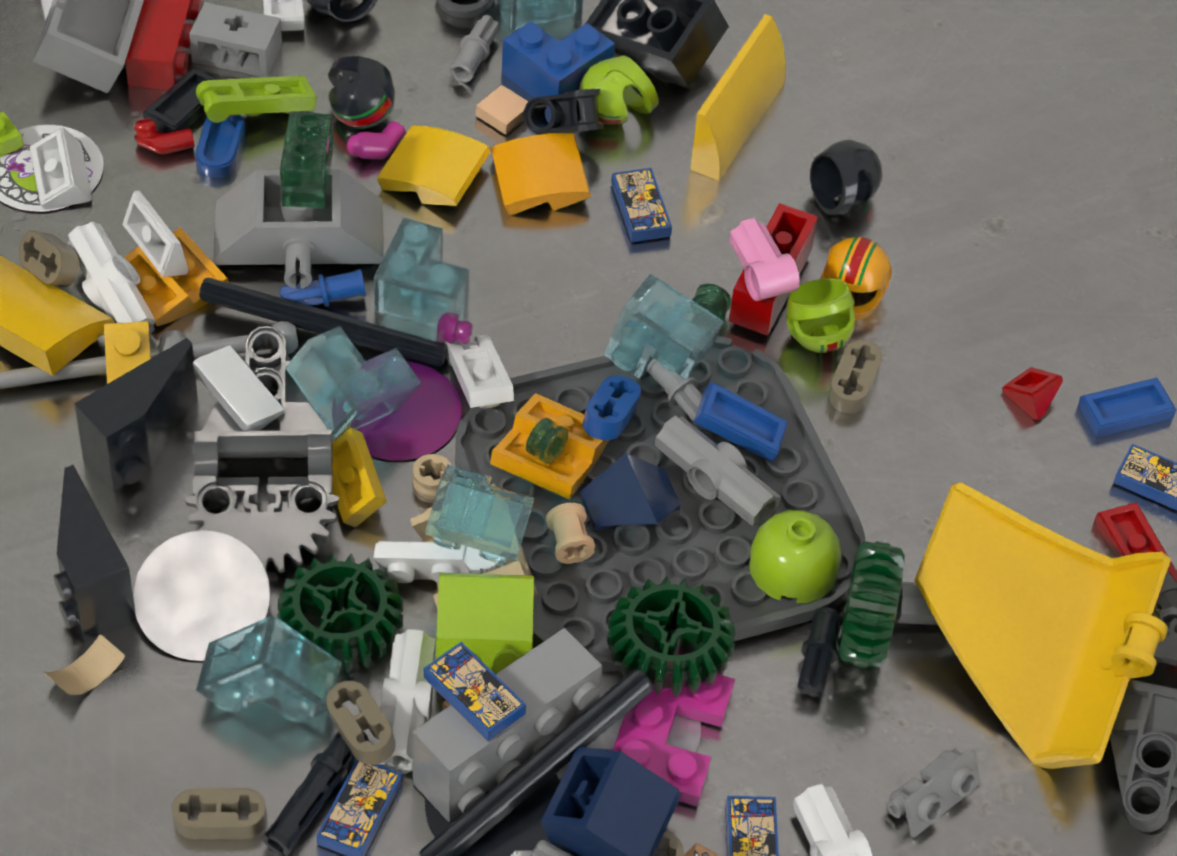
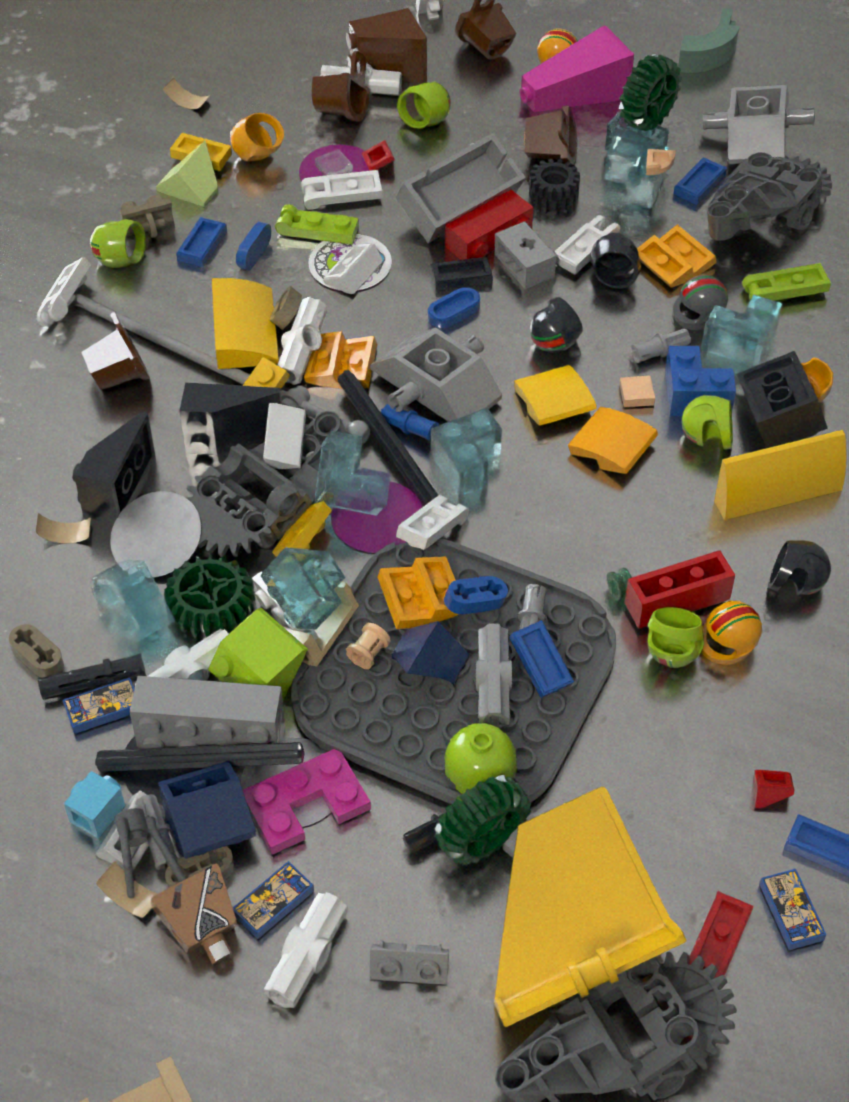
camera: 50 degrees right, 0 degrees up
(154, 237) = (348, 332): white slope -> none
(159, 142) = (422, 286): red arm -> none
(255, 96) = (496, 292): lime plate -> none
(306, 160) = (457, 336): clear green brick -> none
(352, 726) = (133, 655): dark tan beam -> none
(376, 145) = (537, 363): dark pink arm -> none
(429, 463) = (349, 554): tan bush -> none
(452, 329) = (446, 489): magenta arm -> none
(474, 691) = (188, 679): tile -> none
(547, 440) = (410, 583): clear green bush -> none
(570, 112) = (658, 412): black piece -> none
(641, 204) = (653, 499): tile -> none
(664, 327) = (544, 568): clear light blue brick -> none
(697, 648) = (345, 755): dark green gear -> none
(765, 268) = (655, 577): bright pink piece -> none
(848, 374) = (664, 694): dark tan beam -> none

